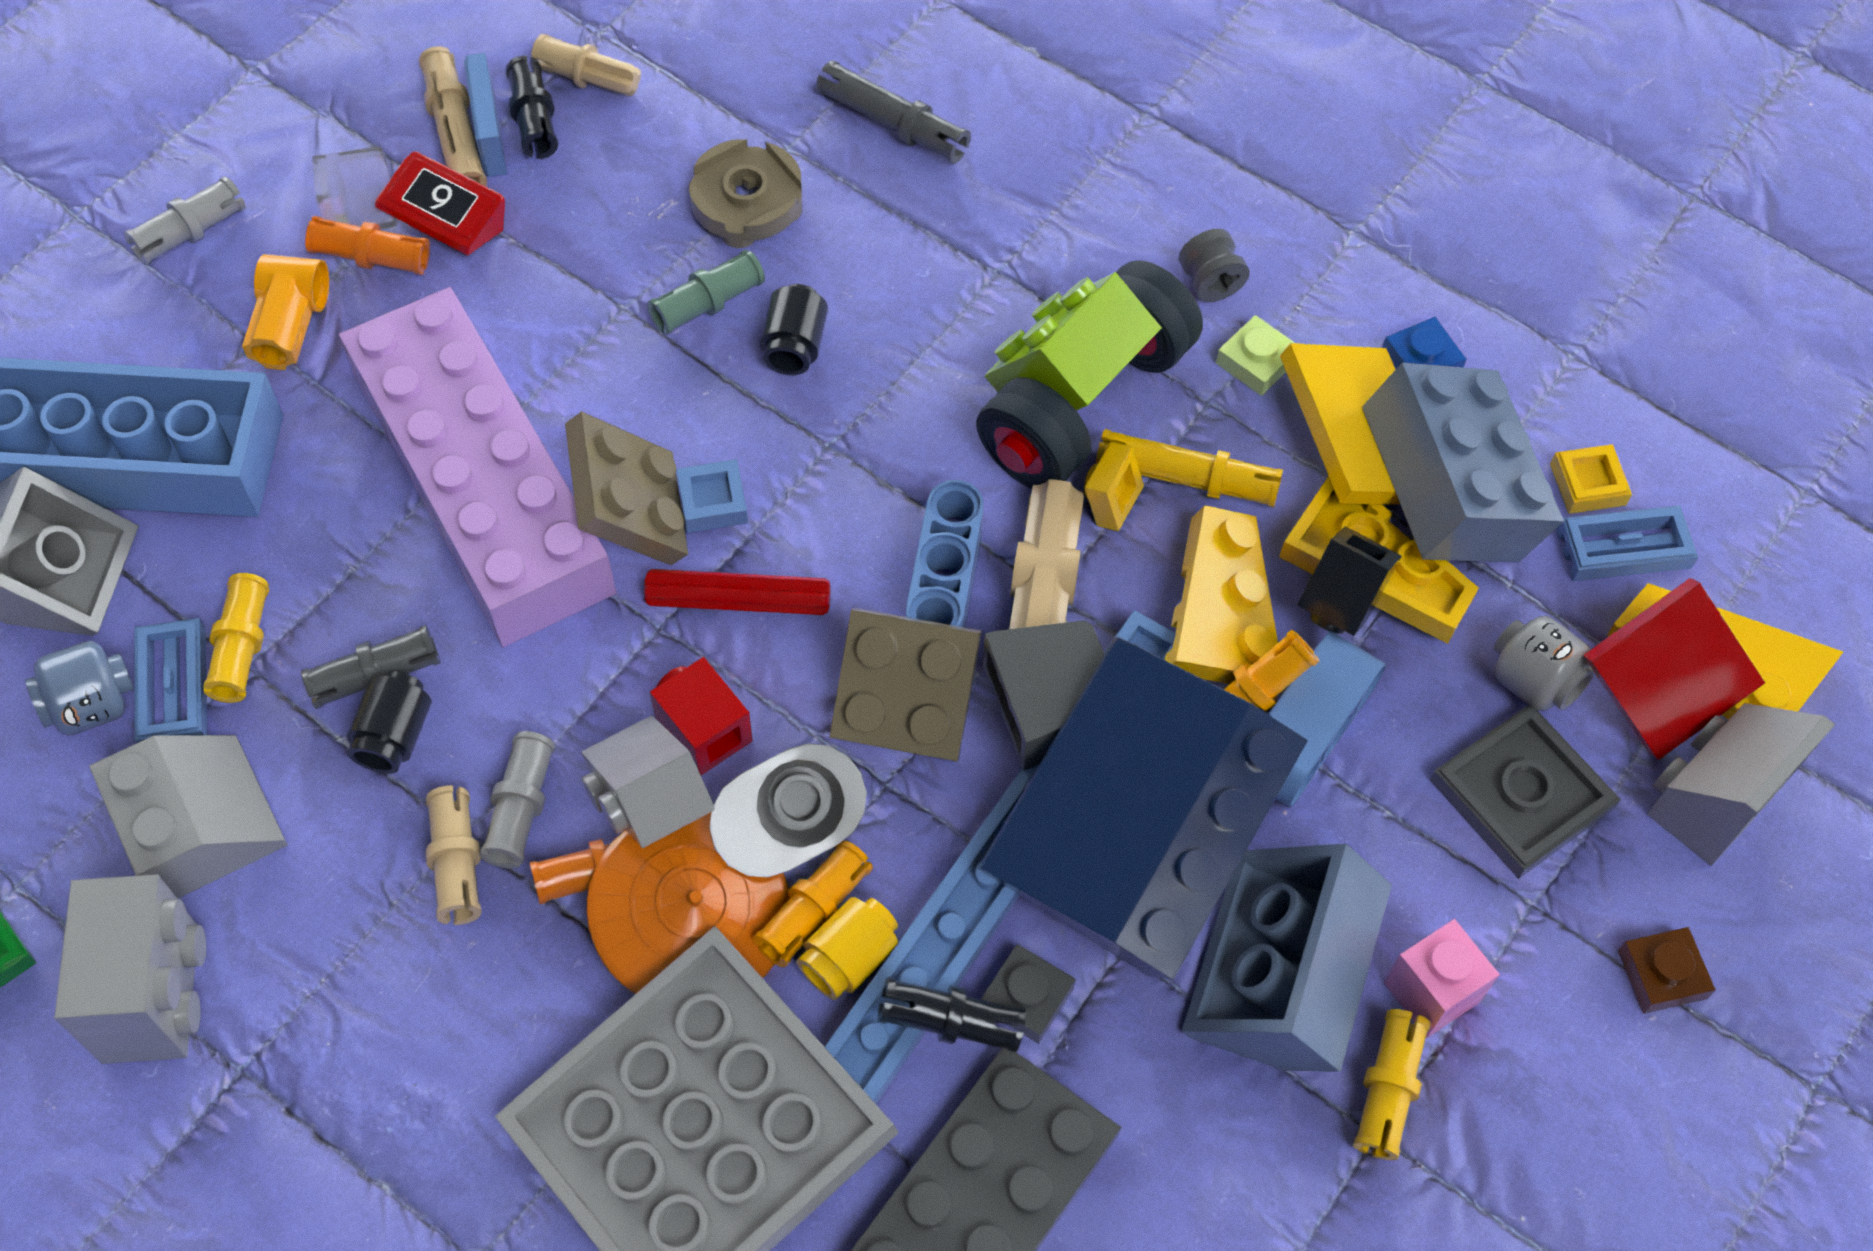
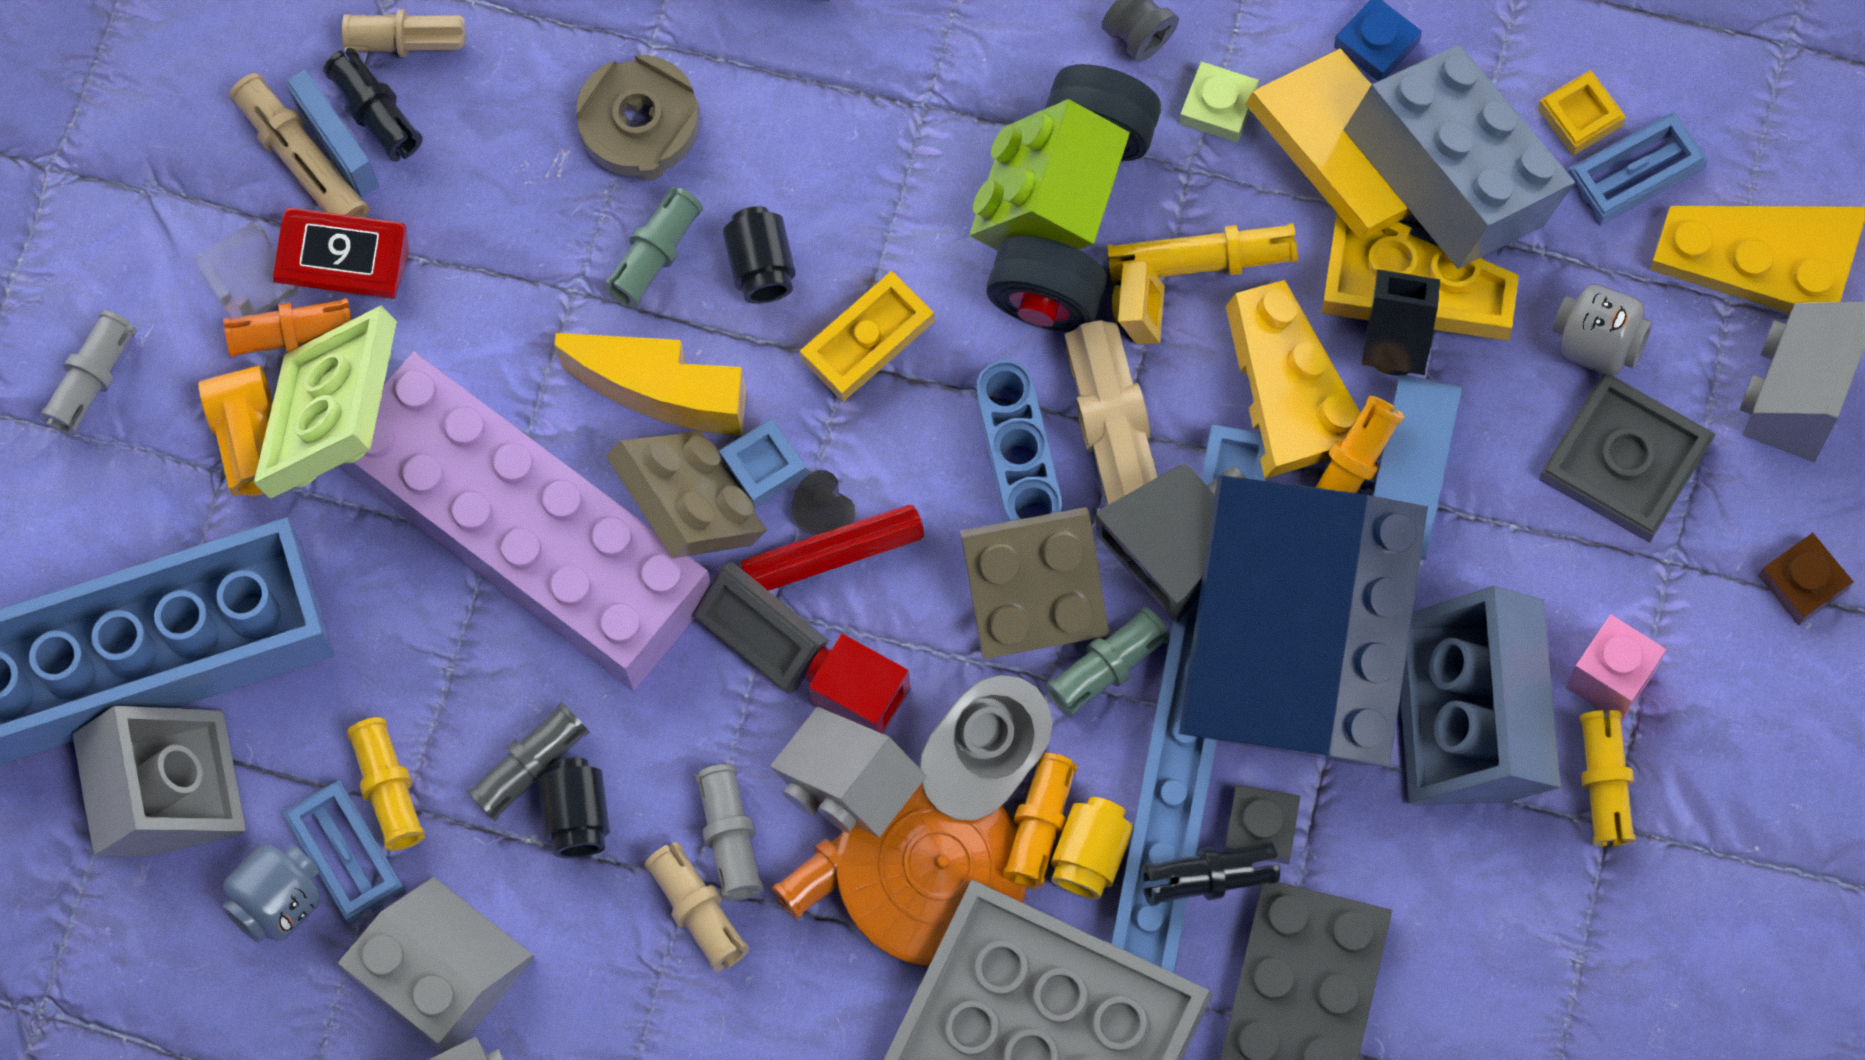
camera: 15 degrees left, 10 degrees up
(351, 299) = (326, 403): none -> yellowish green plate
(636, 629) = (759, 627): none -> dark grey tile
(655, 395) = (656, 380): none -> yellow slope
(748, 550) = (820, 505): none -> clear smoke piece
(856, 427) = (867, 336): none -> yellow plate
(943, 783) = (1107, 662): none -> sand green pin
(1674, 668) = (1722, 294): red tile -> none

